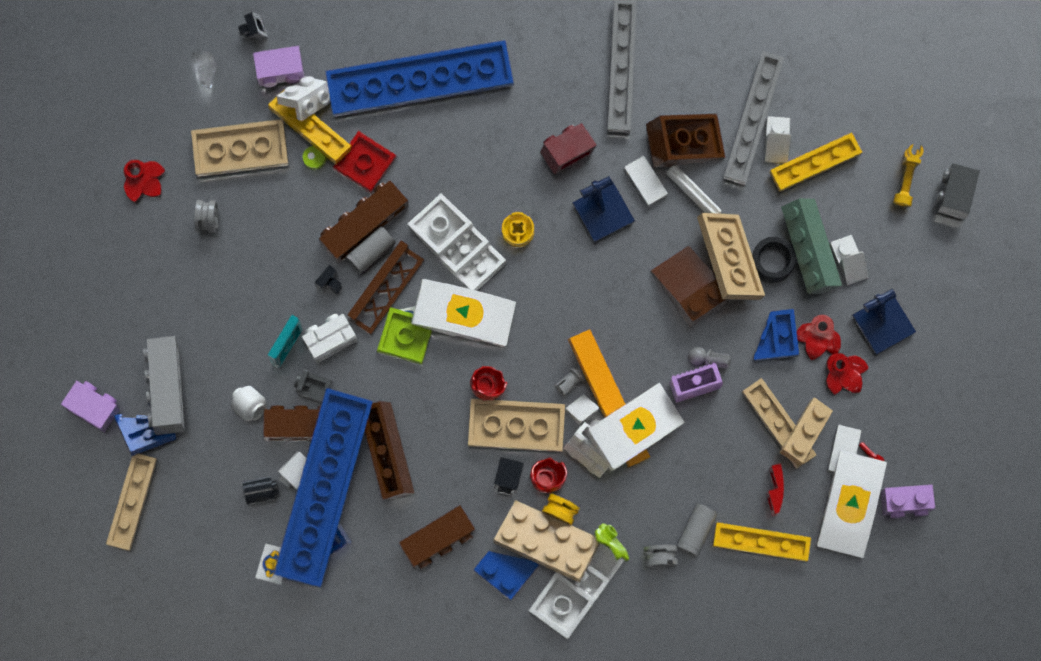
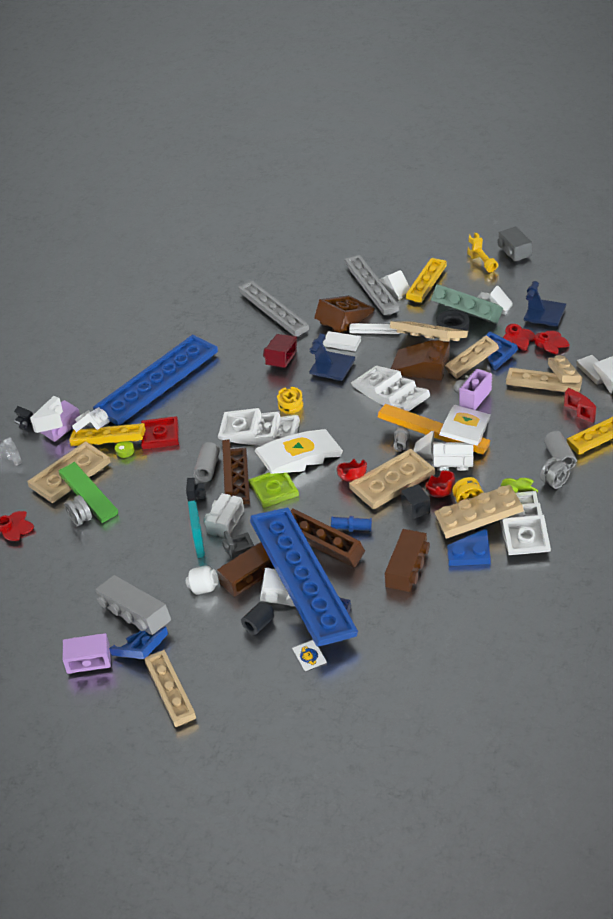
camera: 30 degrees left, 35 degrees down
(233, 196) = (92, 495): none -> bright green tile
(254, 67) = (48, 416): none -> white slope
(360, 223) = (186, 452): reddish brown brick -> none
(431, 449) = (351, 523): none -> blue pin
(625, 300) = (389, 388): none -> white slope
(740, 330) = (471, 356): none -> tan plate

